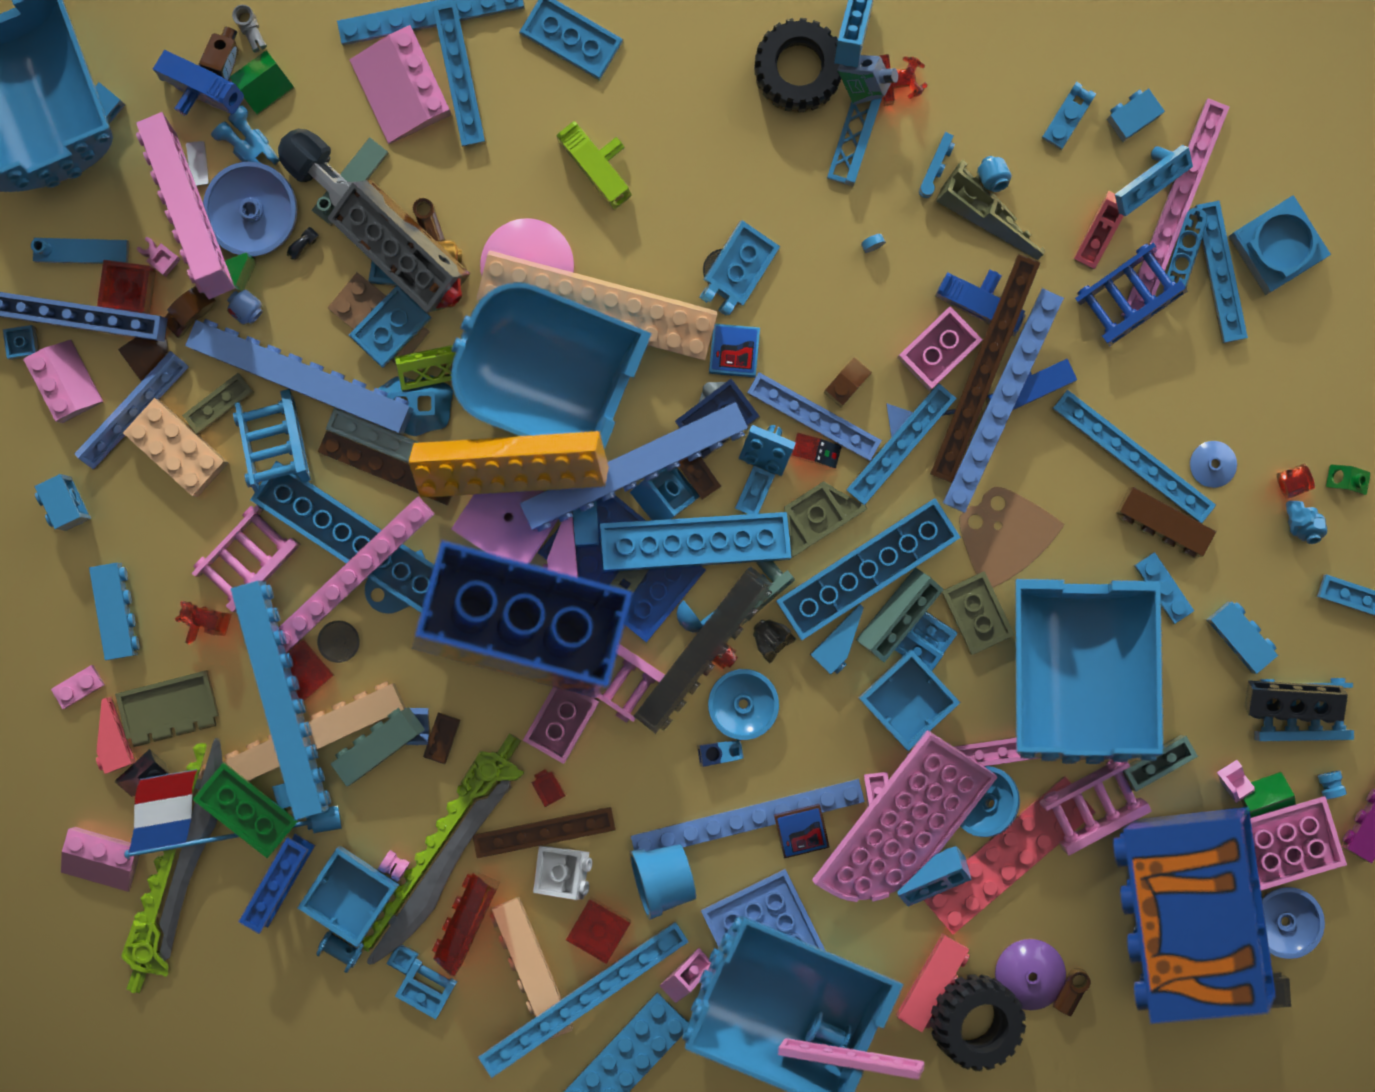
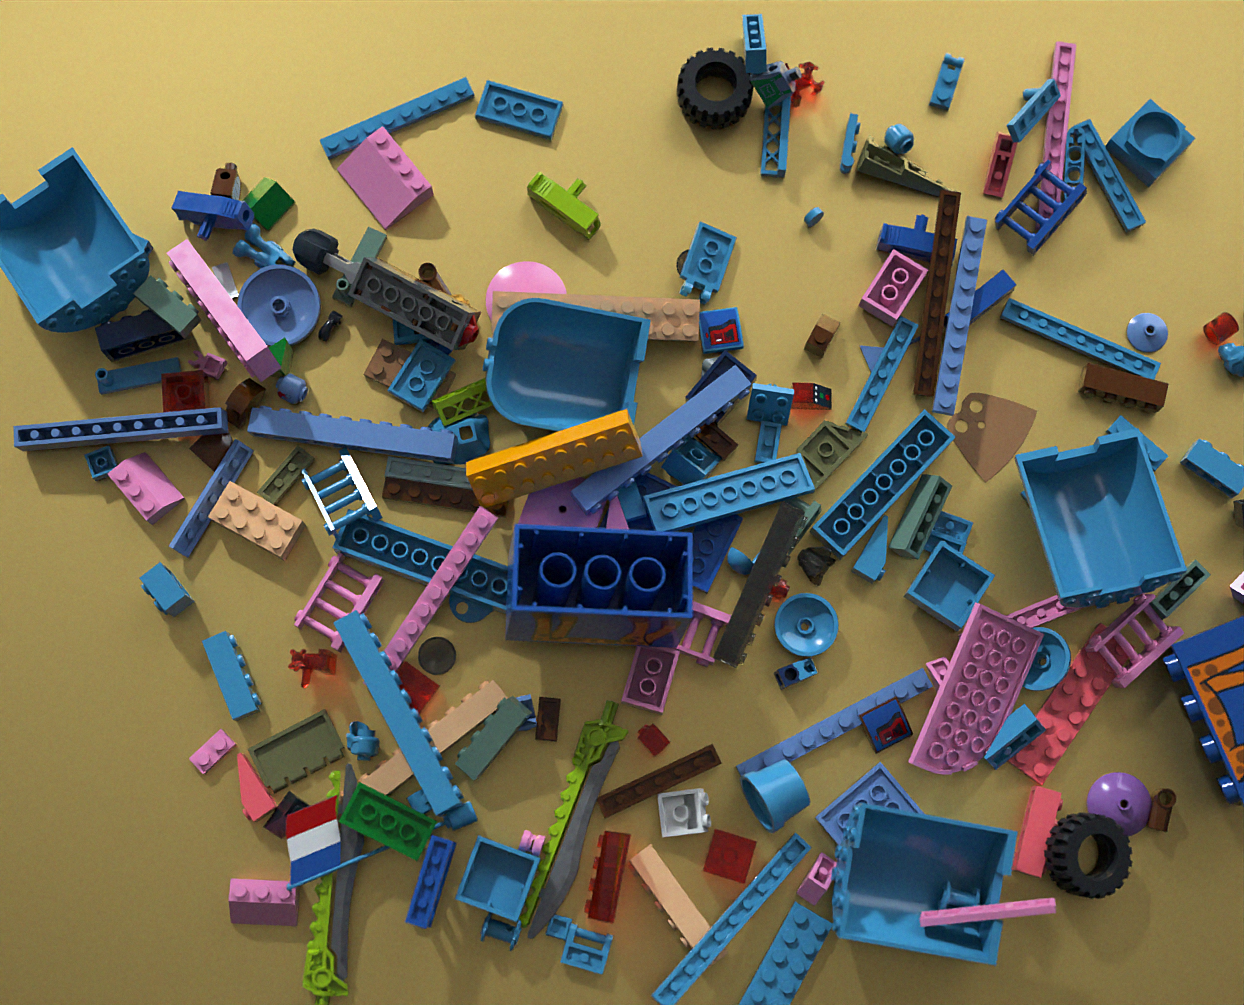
camera: 20 degrees left, 10 degrees down
(93, 205) = (135, 335): none -> dark blue brick
(124, 188) = (168, 306): none -> sand green brick
(238, 715) = (362, 741): none -> dark azure head
(250, 27) = (247, 160): light grey pin -> none
(459, 74) = (432, 158): dark azure plate -> none
(814, 416) = (802, 369): medium blue plate -> none
(978, 613) = (985, 500): olive plate -> none
(1135, 114) = (1001, 67): dark azure brick -> none

